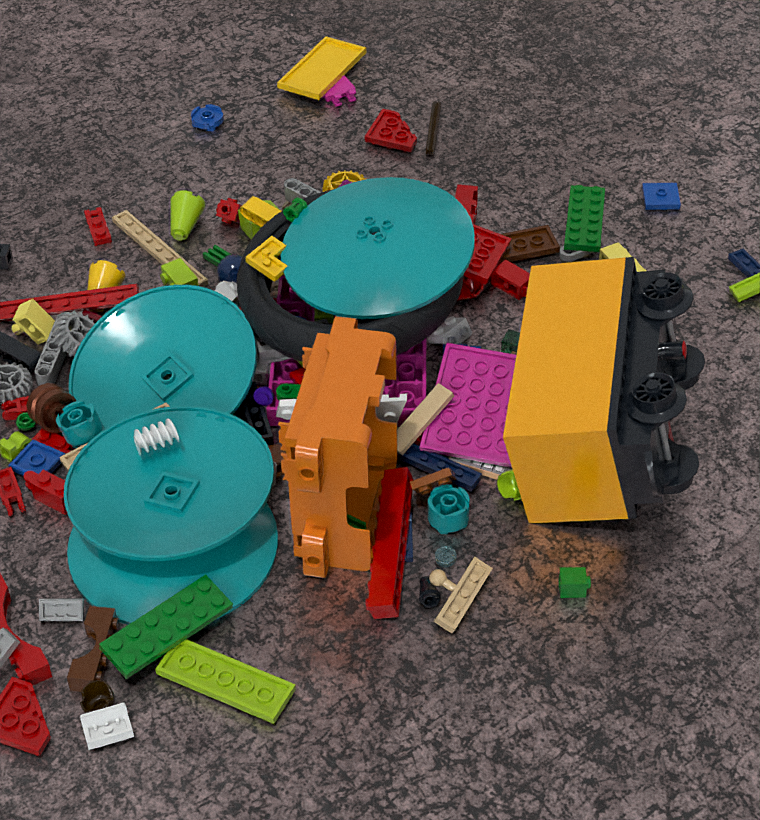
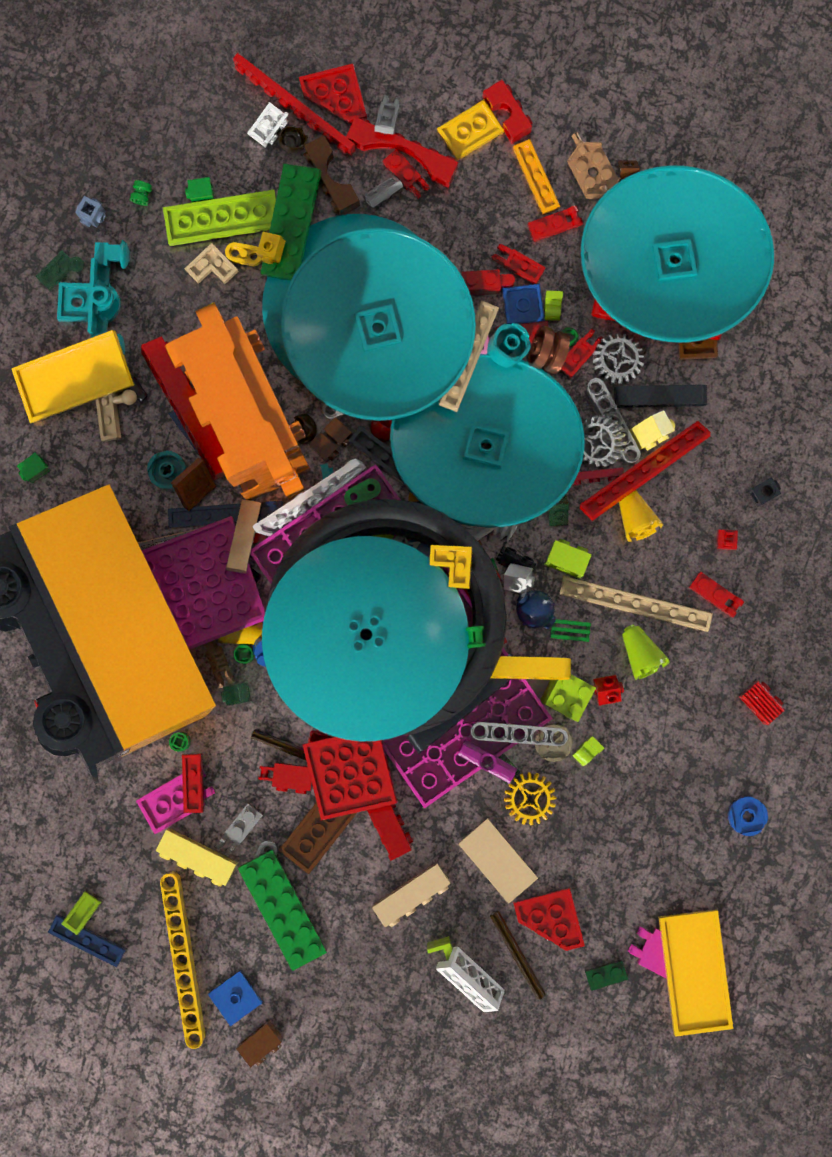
camera: 145 degrees right, 40 degrees up
(27, 616) = (405, 172): none -> red hinge
(55, 248) = (727, 539): none -> red tile
(69, 738) = (287, 100): none -> red plate
(133, 158) = (762, 702): none -> red brick
(155, 436) = (421, 353): white piece -> none
(204, 602) = (270, 247): none -> yellow brick
(224, 712) = (199, 190): none -> green brick
(234, 638) = (245, 253): none -> yellow plate
(263, 396) = (383, 468): dark purple plate -> none
(271, 651) = (211, 260): none -> tan plate
(275, 192) = (587, 750): none -> lime leg
(283, 747) = (141, 192): none -> green wheel
(347, 755) = (90, 212): none -> sand blue brick
(382, 95) = (606, 975): none -> dark green plate
(400, 164) = (498, 860): none -> tan tile
(404, 678) = (98, 297): none -> teal piece
(421, 731) = (58, 269): none -> clear green hinge
(445, 556) = (146, 433): clear light blue tile -> none
(474, 117) = (470, 985): none -> white fence
(479, 622) = (72, 376): none -> yellow tile
(483, 144) = (443, 943): none -> lime panel
(489, 182) = (411, 894): none -> tan brick
(504, 302) = (279, 744): none -> dark brown axle
(508, 486) = (141, 532): lime hair -> none
(660, 164) = (260, 1043): none -> reddish brown brick
(686, 225) = (183, 968): none -> yellow beam

